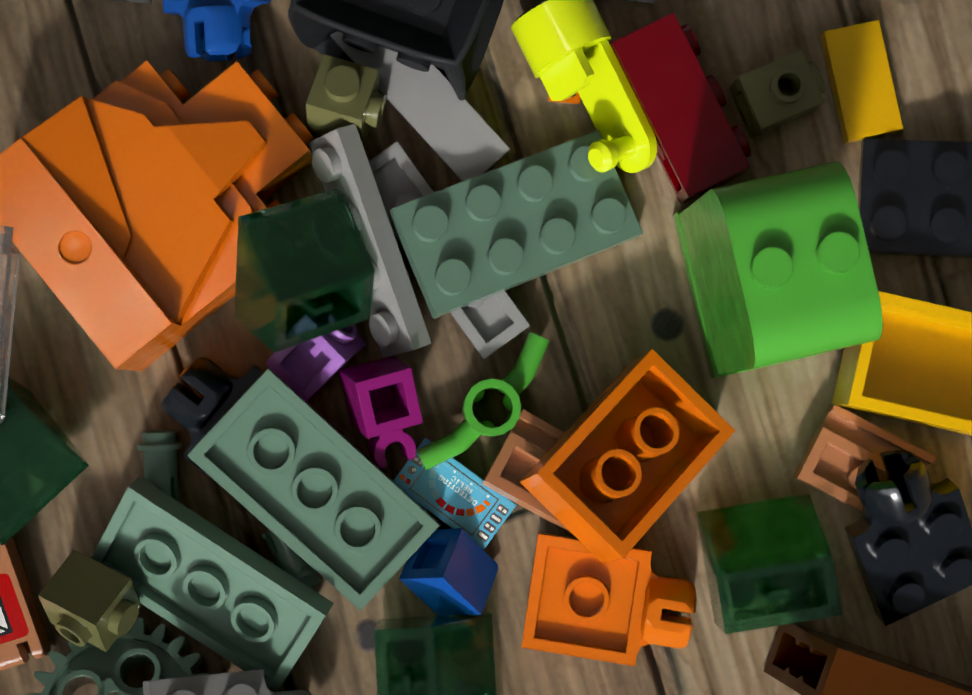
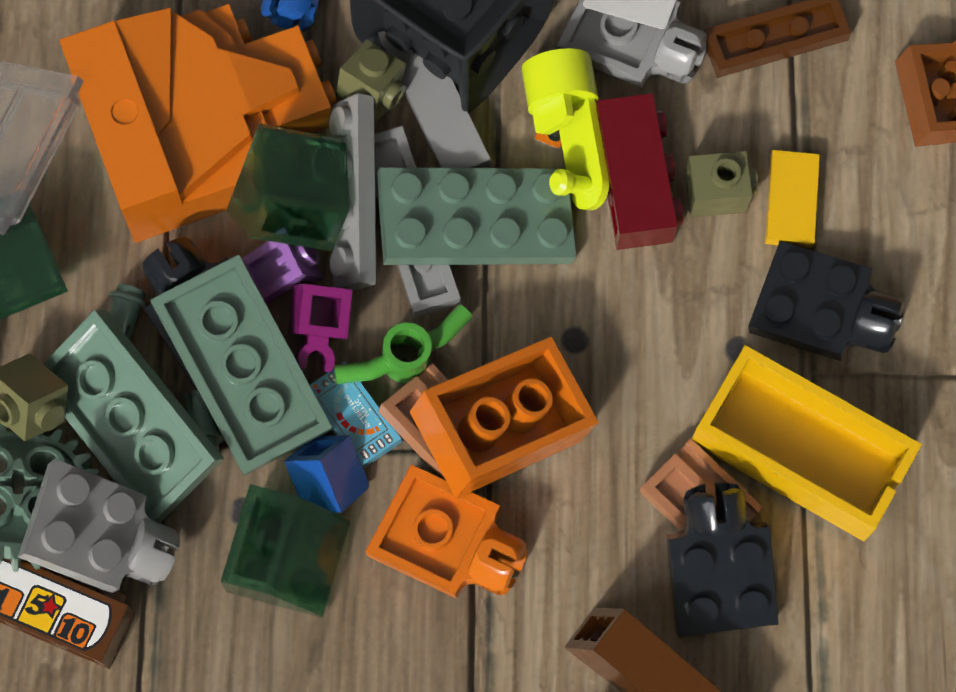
camera: 20 degrees right, 15 degrees down
(767, 564) = (593, 549): clear green slope -> none
(779, 269) = (662, 295): bright green piece -> none

